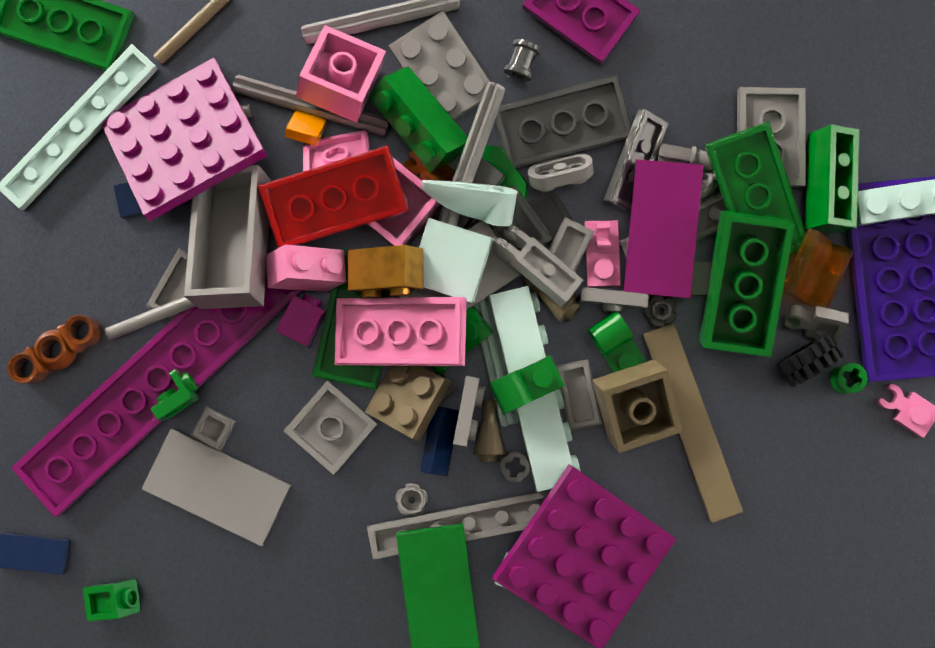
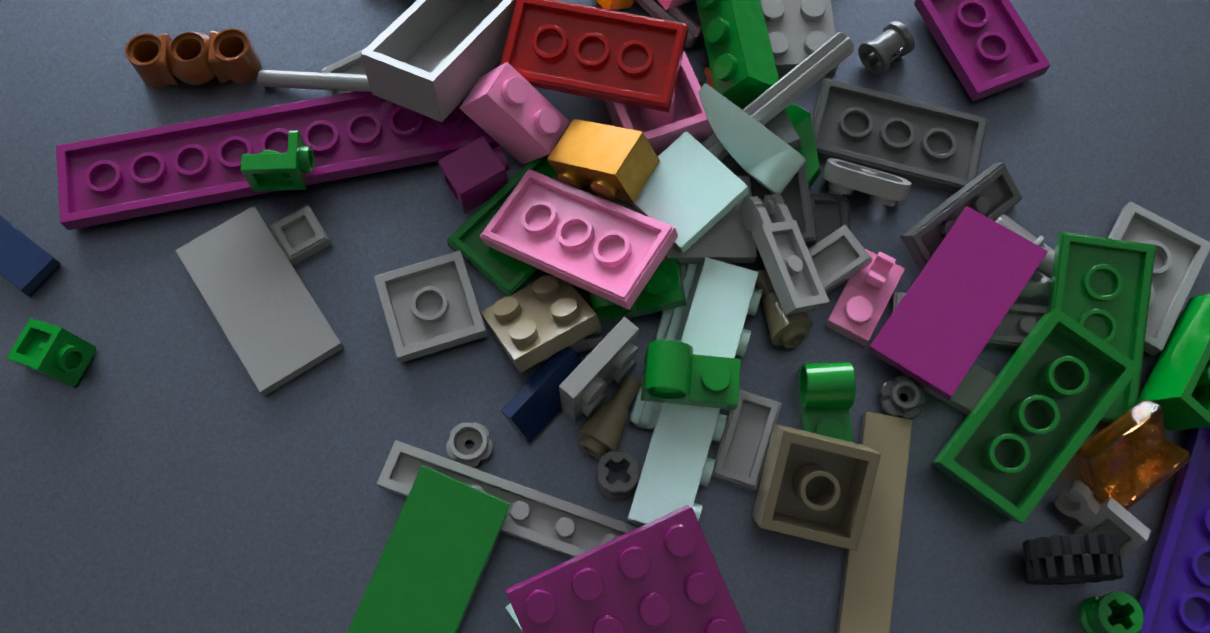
camera: 25 degrees right, 15 degrees down
(613, 300) = (849, 346): light grey plate -> none

